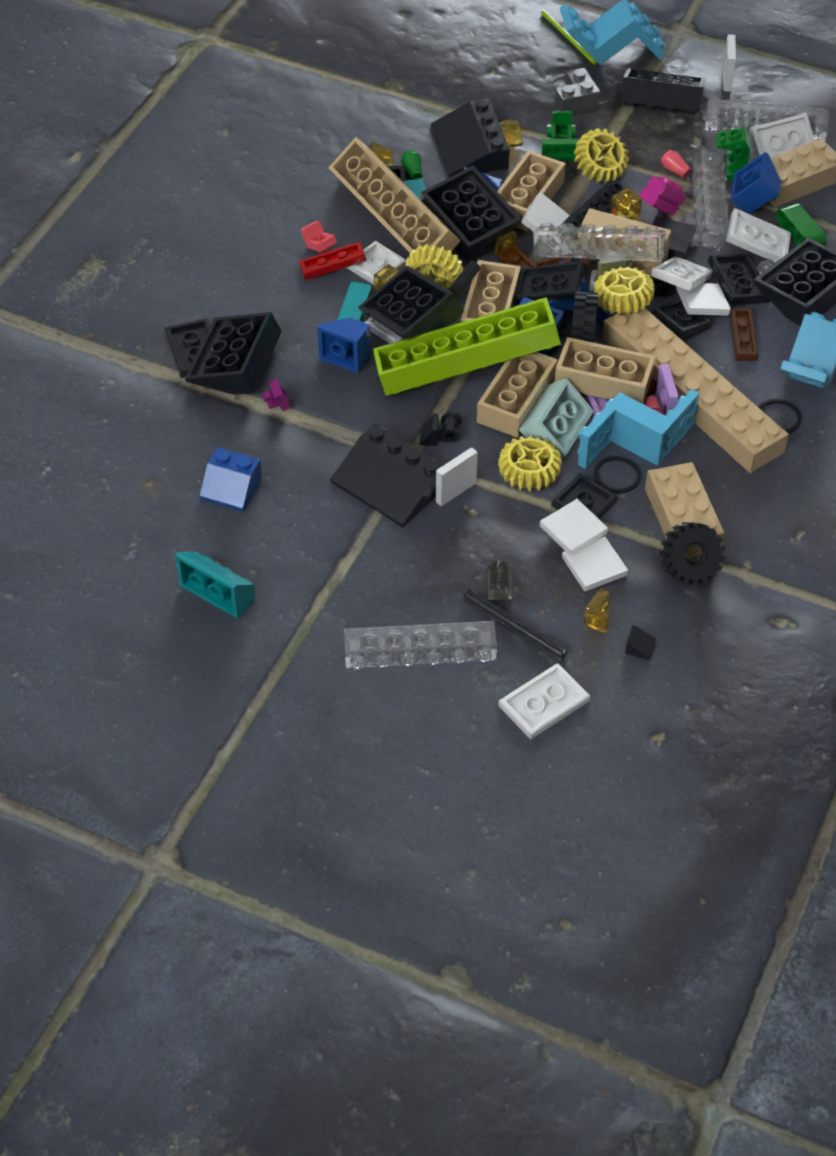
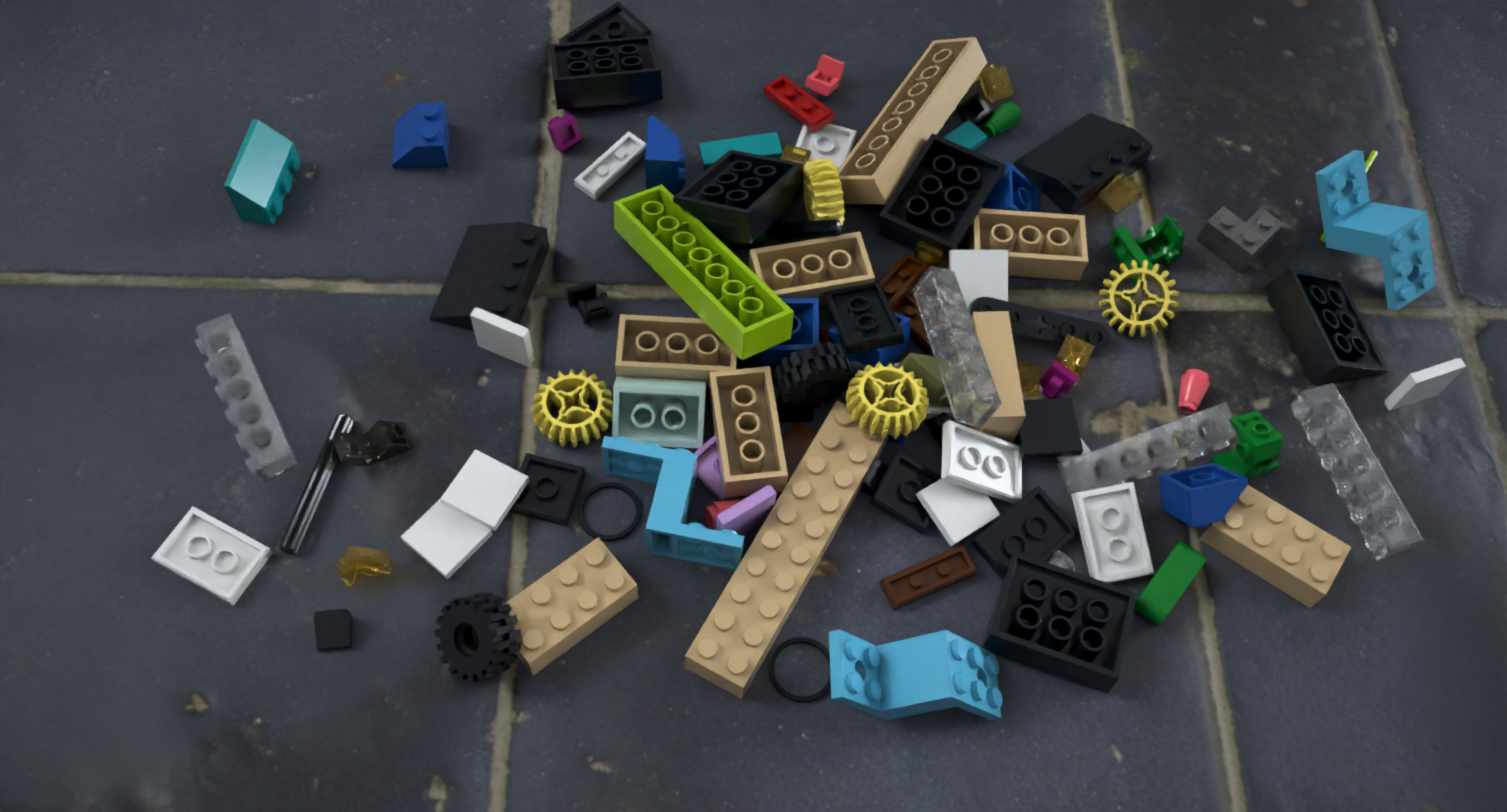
camera: 60 degrees right, 10 degrees up
(322, 382) = (611, 165): none -> white tile
(639, 214) = (1057, 380): none -> magenta tile
(663, 194) = (1106, 390): dark pink brick -> none
(781, 135) = (1324, 499): white tile -> none

